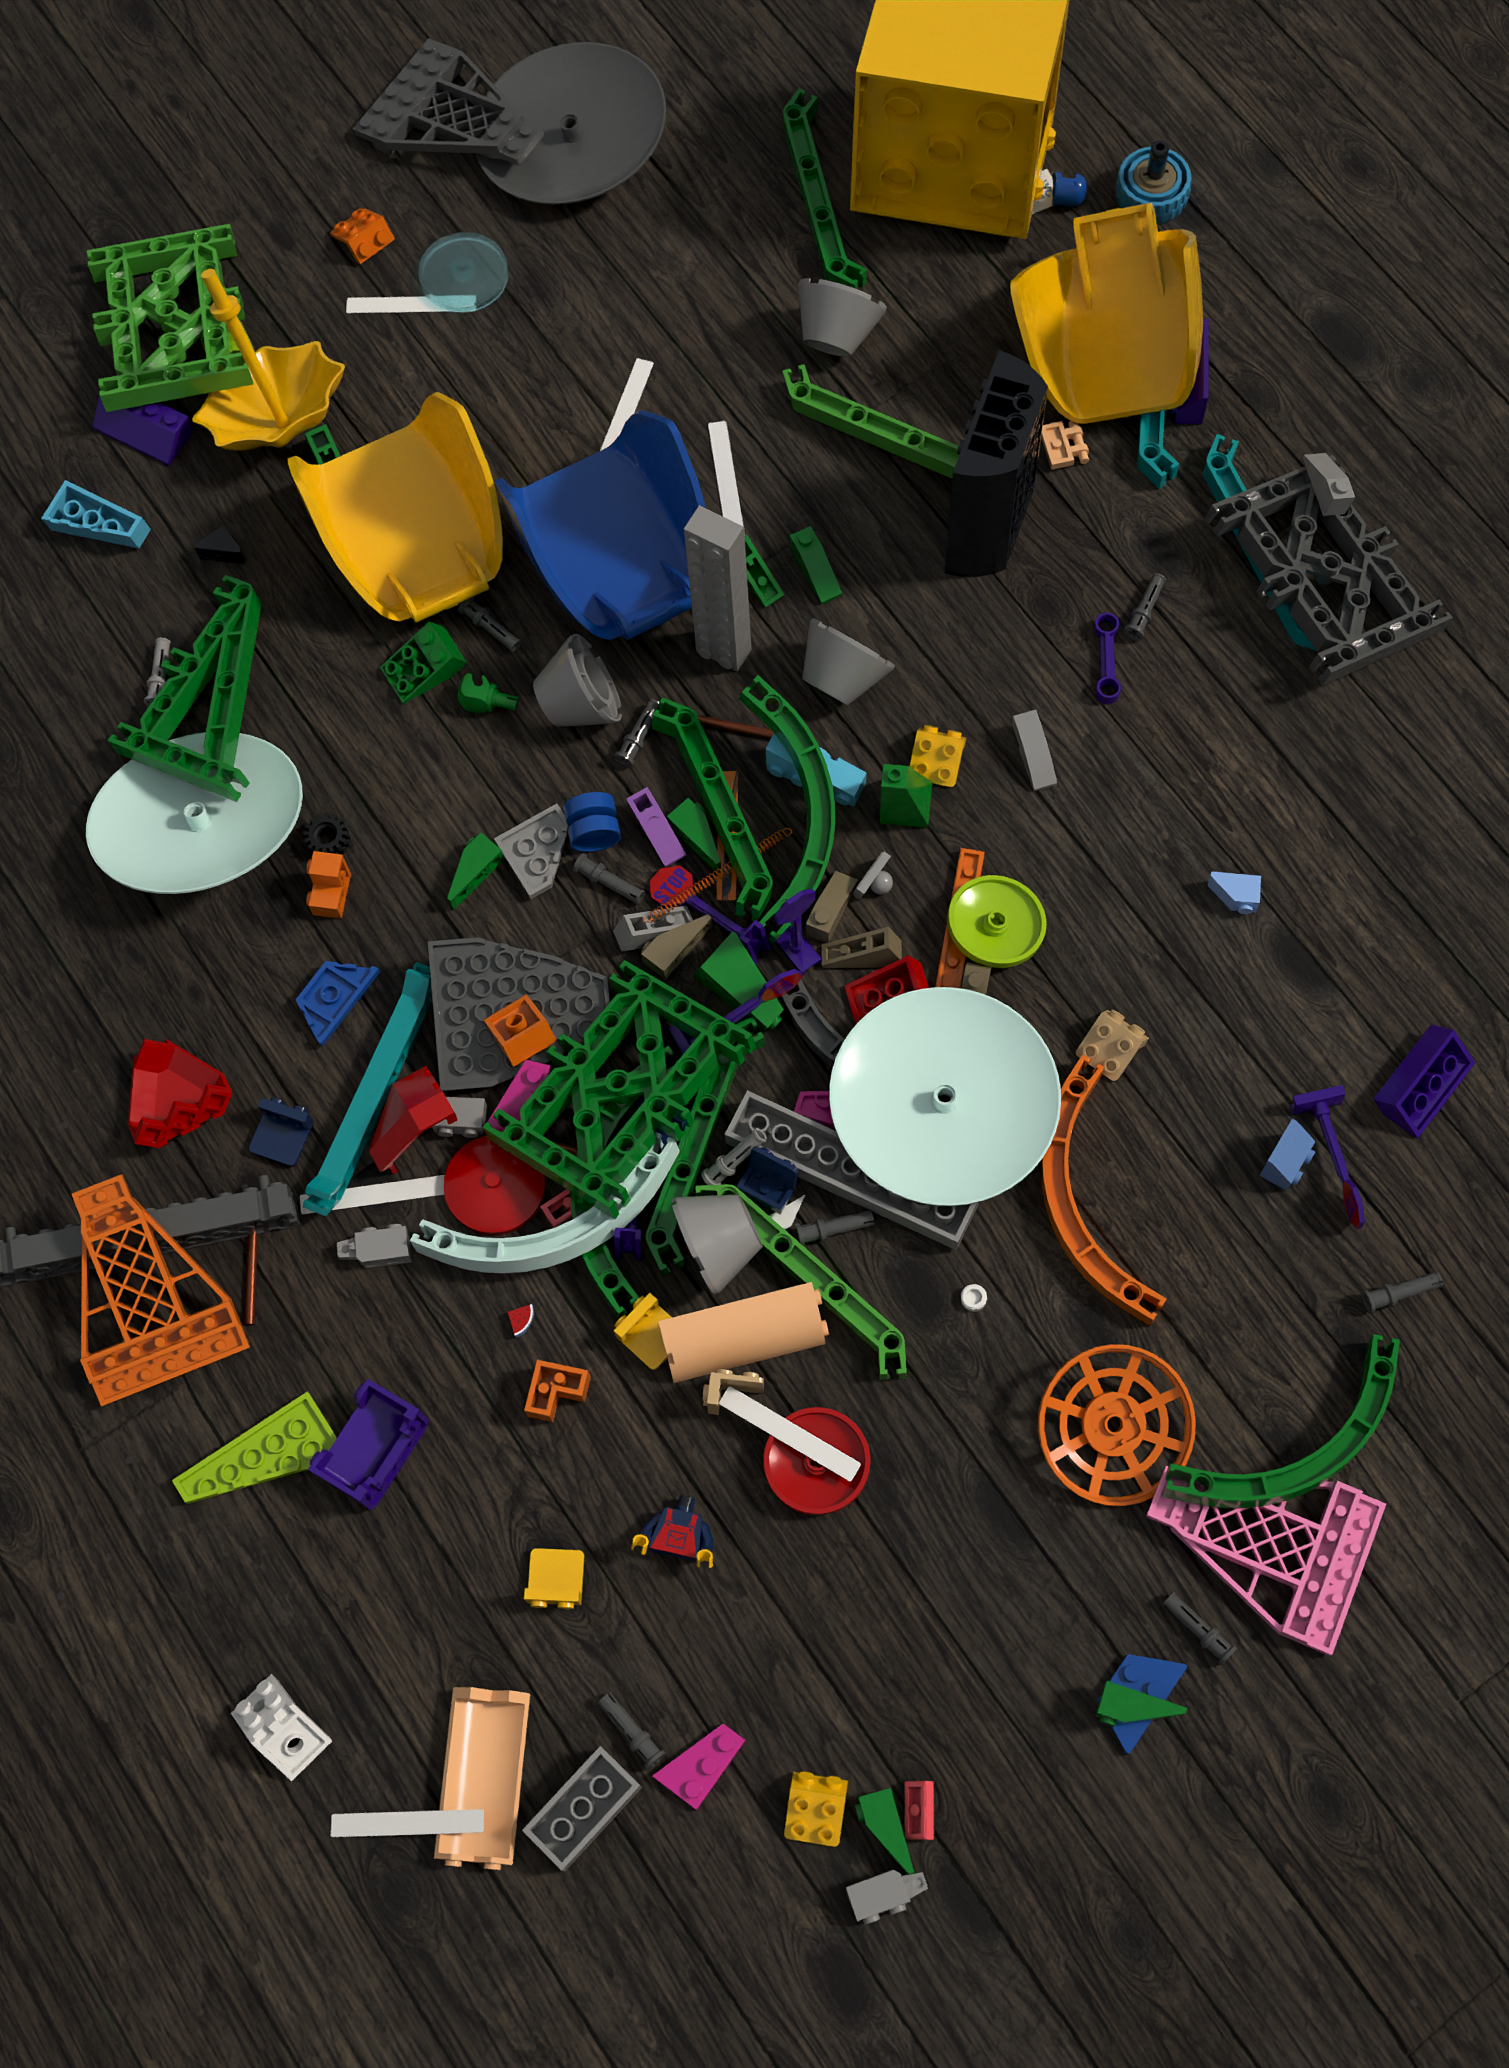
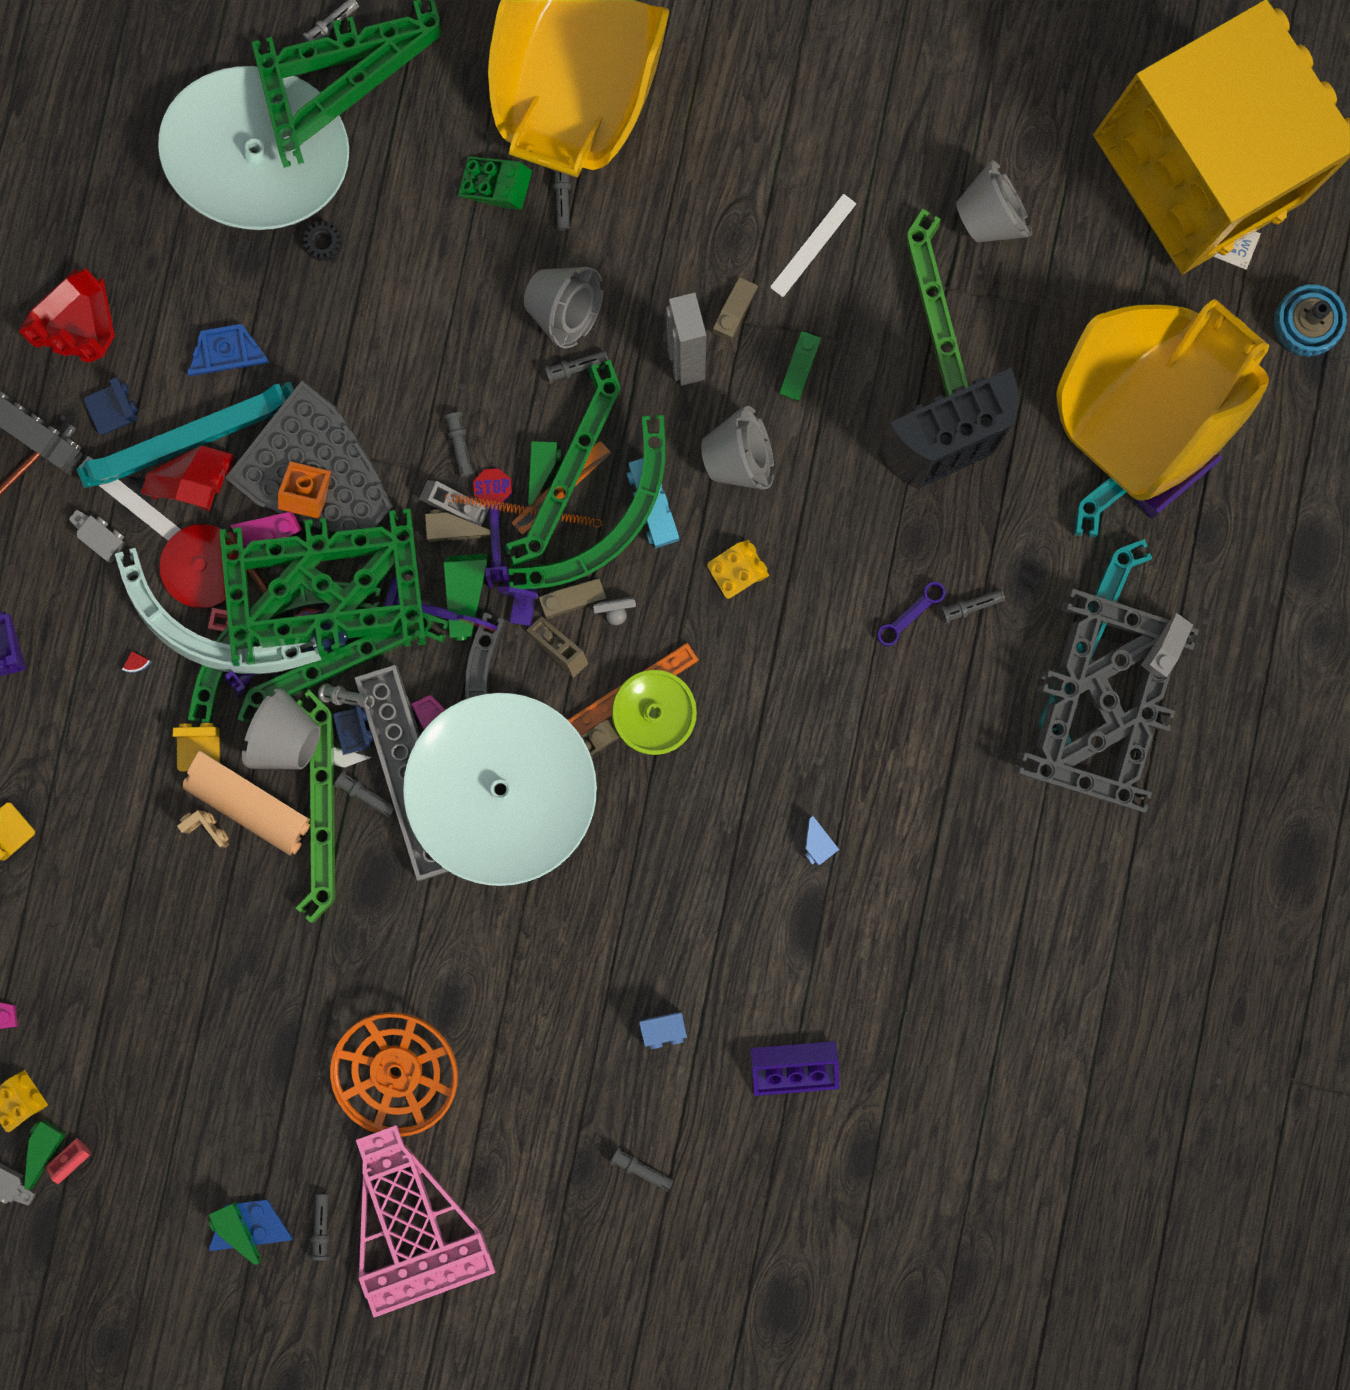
camera: 45 degrees right, 15 degrees up
(330, 884) = (290, 277): orange brick -> none
(470, 1115) = (226, 508): light grey hinge -> none
(476, 864) = (390, 352): green slope -> none
(484, 697) = (506, 246): green piece -> none
(535, 849) = (436, 379): light grey plate -> none
(552, 1382) = (110, 720): orange brick -> none
(592, 822) = (487, 393): blue wheel -> none
(614, 529) = (685, 214): blue windscreen -> none
(629, 399) = (798, 132): white sticker -> none
(656, 827) = (519, 440): medium lavender slope -> none
(678, 1534) = (94, 878): torso -> none
(735, 727) = (636, 417): copper bar -> none
(759, 577) = (758, 329): green slope -> none
(790, 1433) = (210, 888): white sticker -> none
(806, 1483) = (210, 918): red dish -> none
(815, 194) = (1087, 96): green piece -> none
(885, 984) = (546, 686): red slope -> none
(904, 797) = (686, 576): green slope -> none
(973, 1297) = (399, 918): white tile -> none
(1034, 750) = (798, 628): light grey slope -> none
(1057, 447) = (1041, 438): light nougat plate -> none
(1064, 1215) = (502, 922): orange piece -> none
(1068, 191) = (1249, 269): blue helmet -> none
(1112, 1043) = (641, 856): tan bracket -> none
(1310, 1472) = (481, 1216): green piece -> none
(1319, 1102) = (717, 1018): dark purple piece -> none

